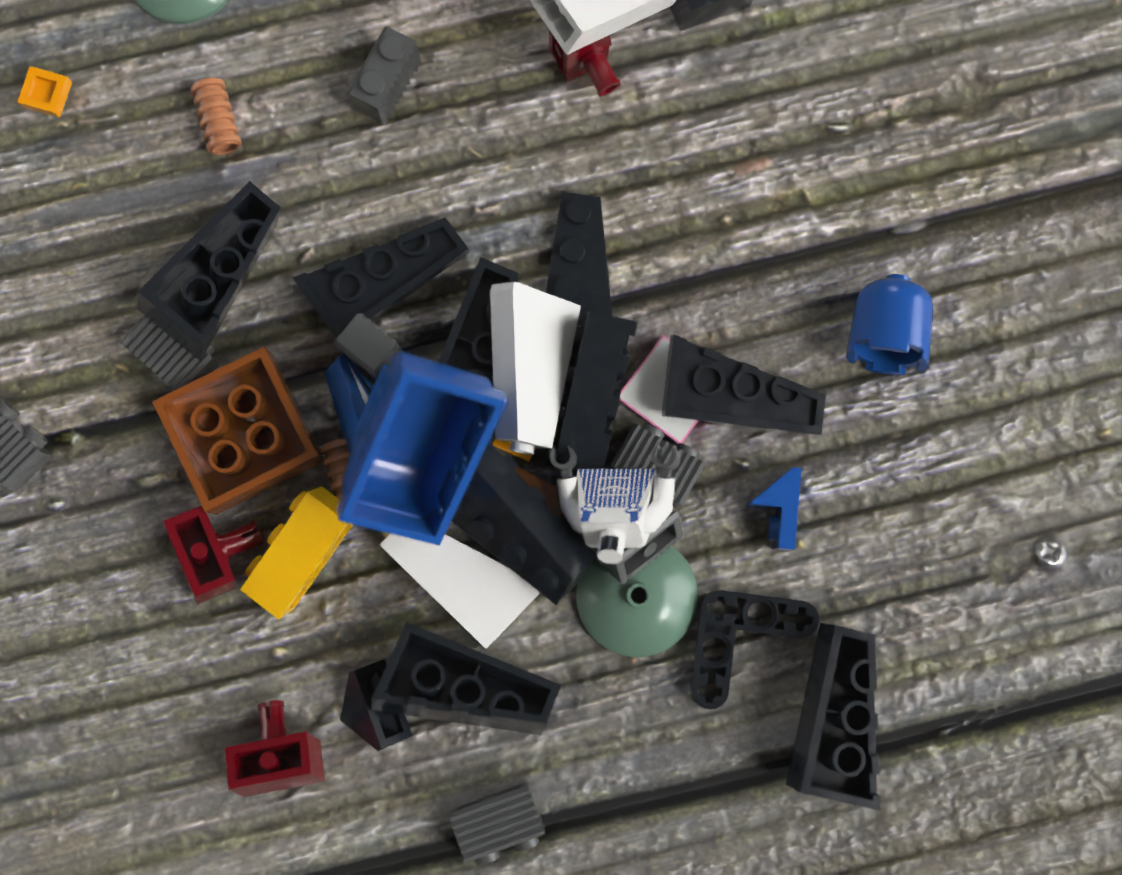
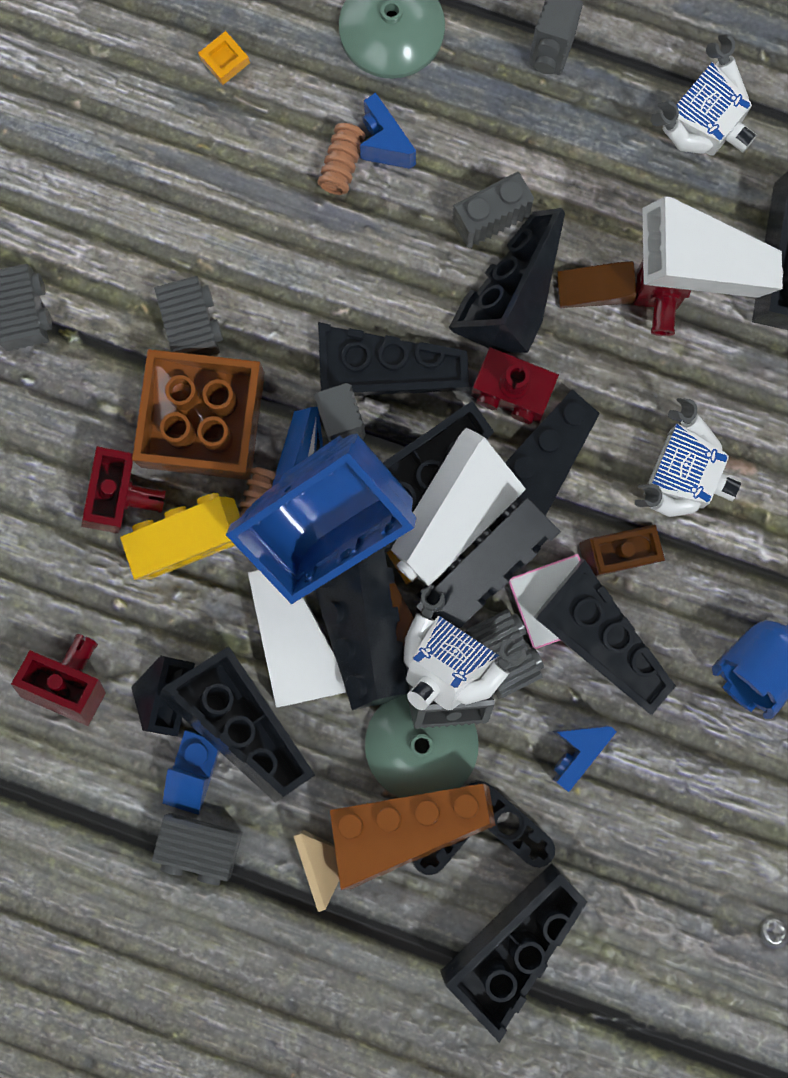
camera: 40 degrees right, 0 degrees up
(206, 275) = (251, 278): black wedge -> none
(249, 73) = (388, 140): none -> blue slope
(446, 760) = (190, 774): none -> blue slope
(455, 147) = (514, 296): none -> black wedge
(509, 222) = (514, 386): none -> dark red brick
(523, 84) = (597, 285): none -> reddish brown slope
(620, 761) = (319, 865): none -> tan slope
(668, 685) = (397, 831): none -> dark orange wedge
(700, 306) = (622, 550): none -> reddish brown slope
(710, 194) = (688, 467): none -> torso

